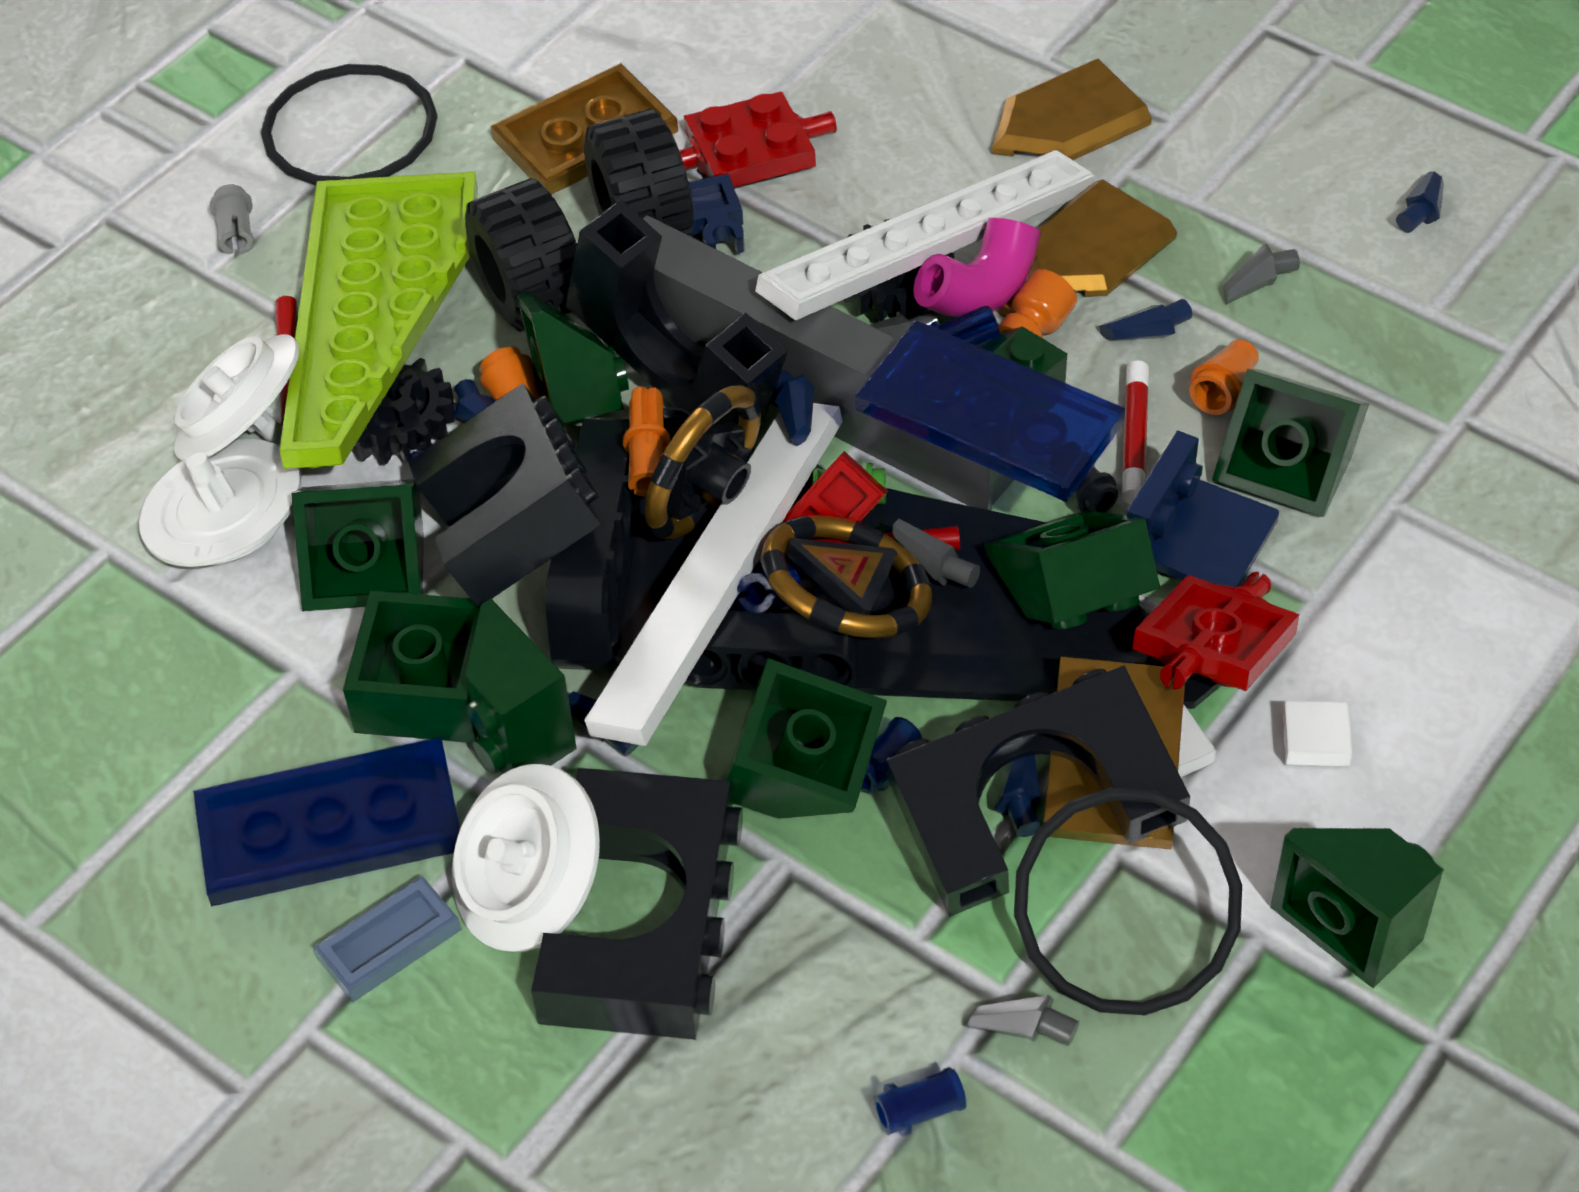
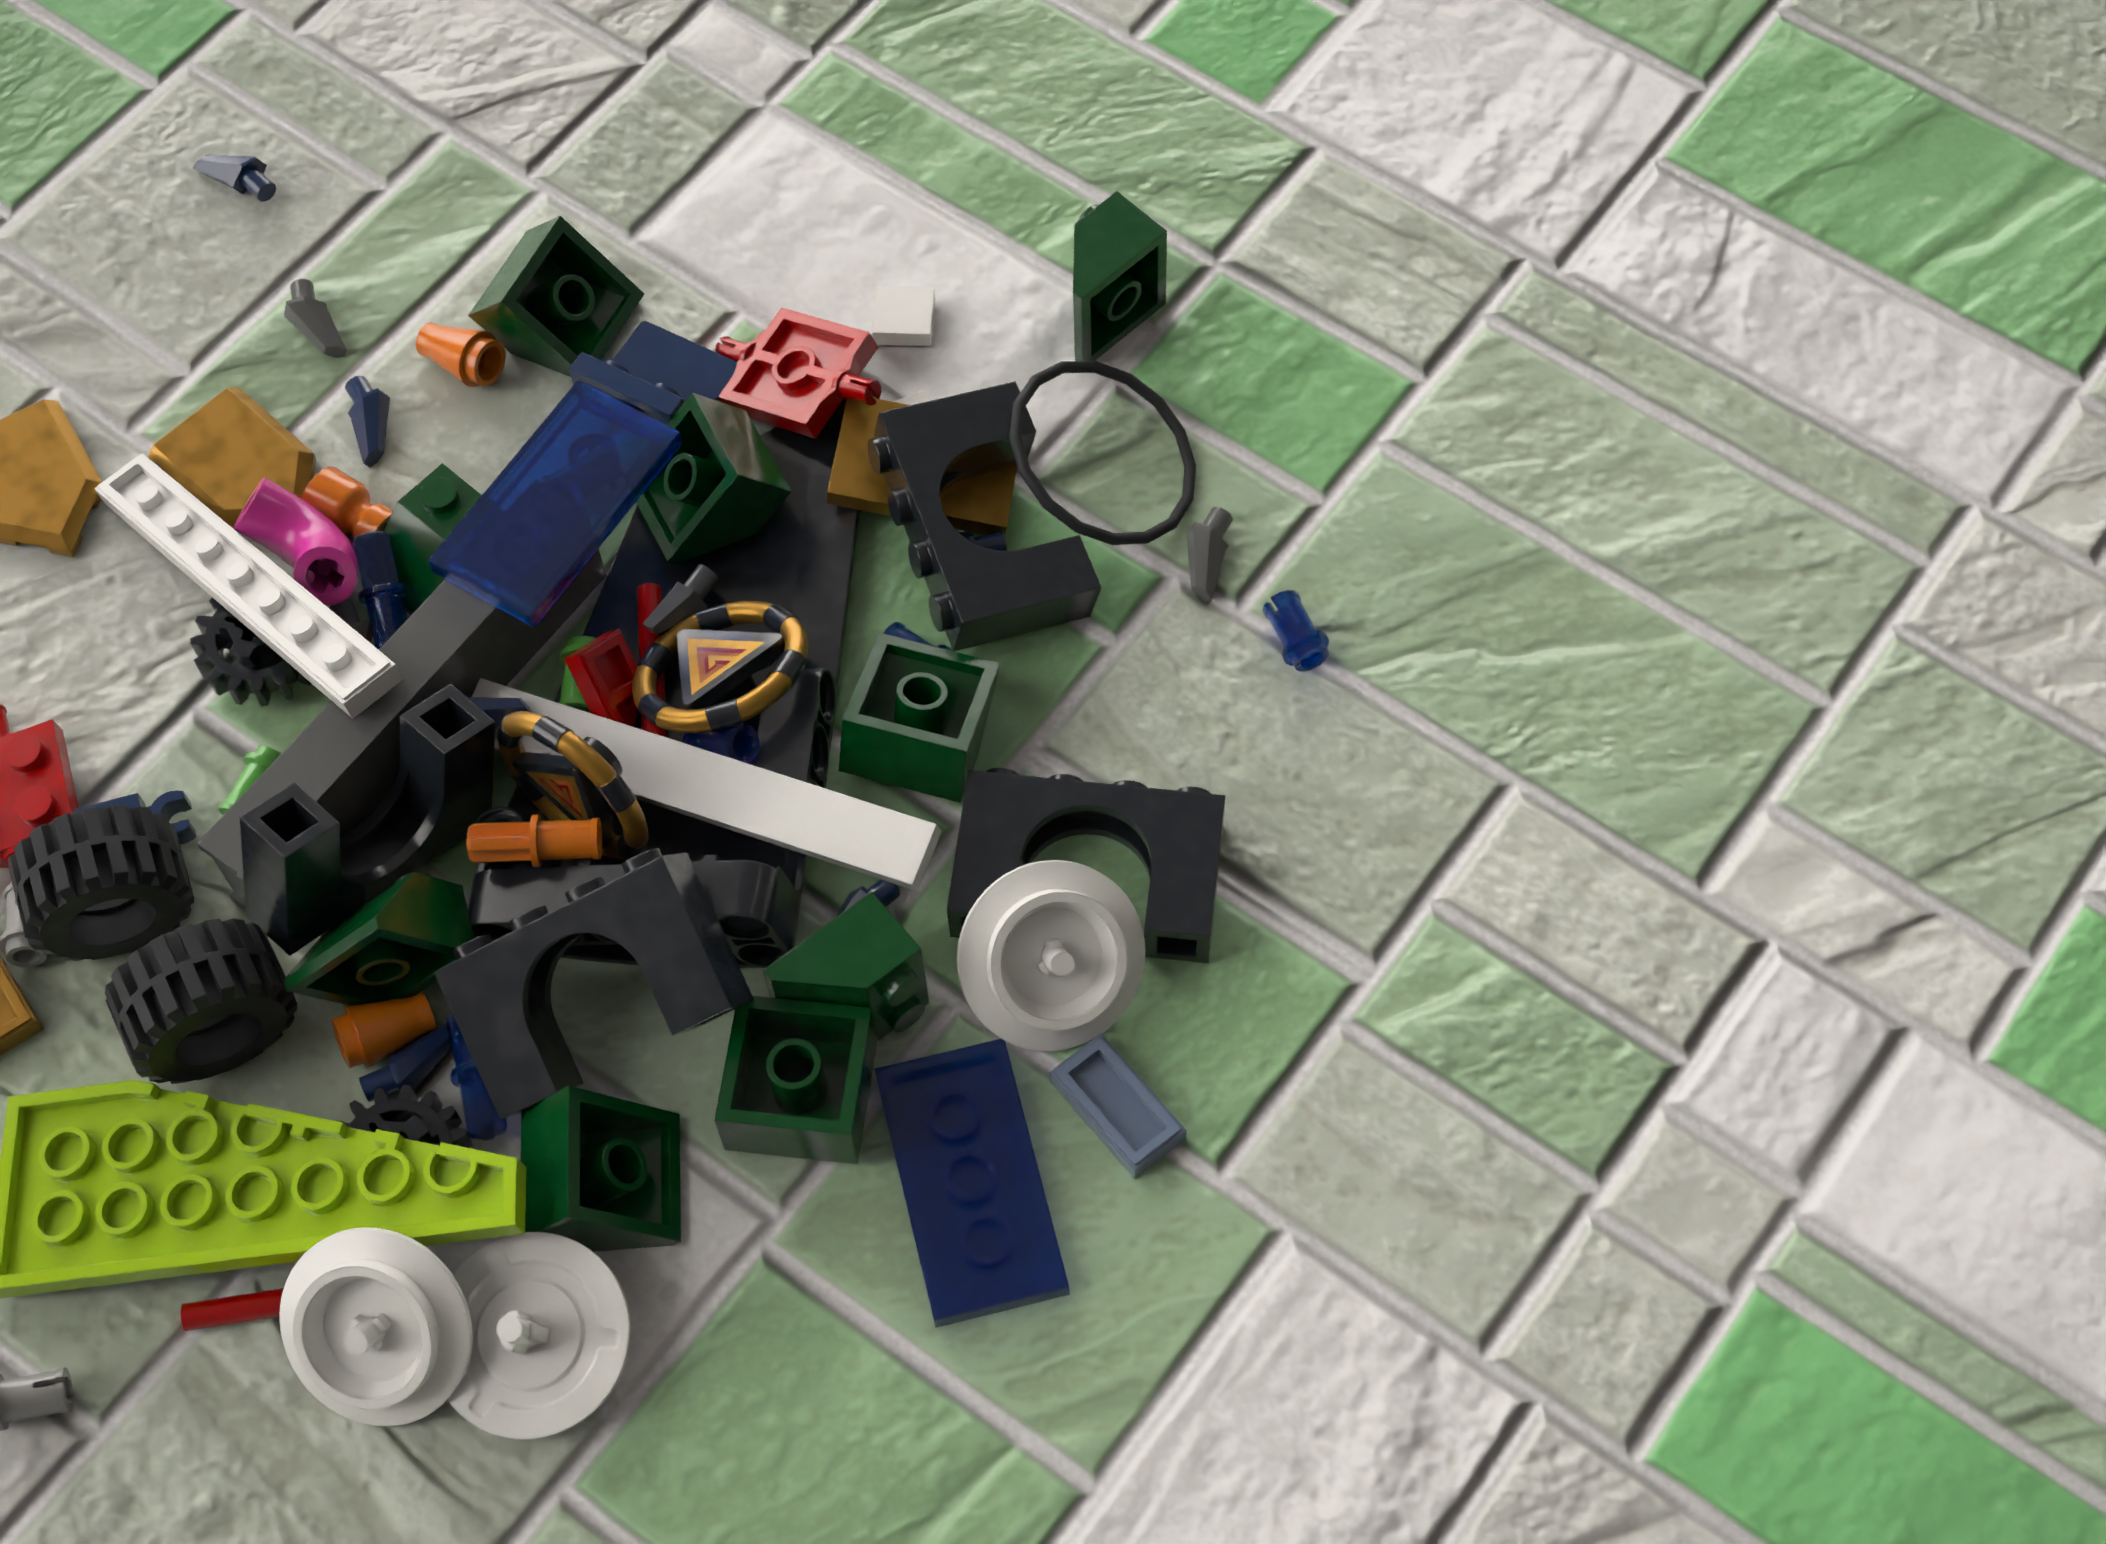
camera: 90 degrees left, 10 degrees up
(1135, 429) = (478, 435): red bar -> none

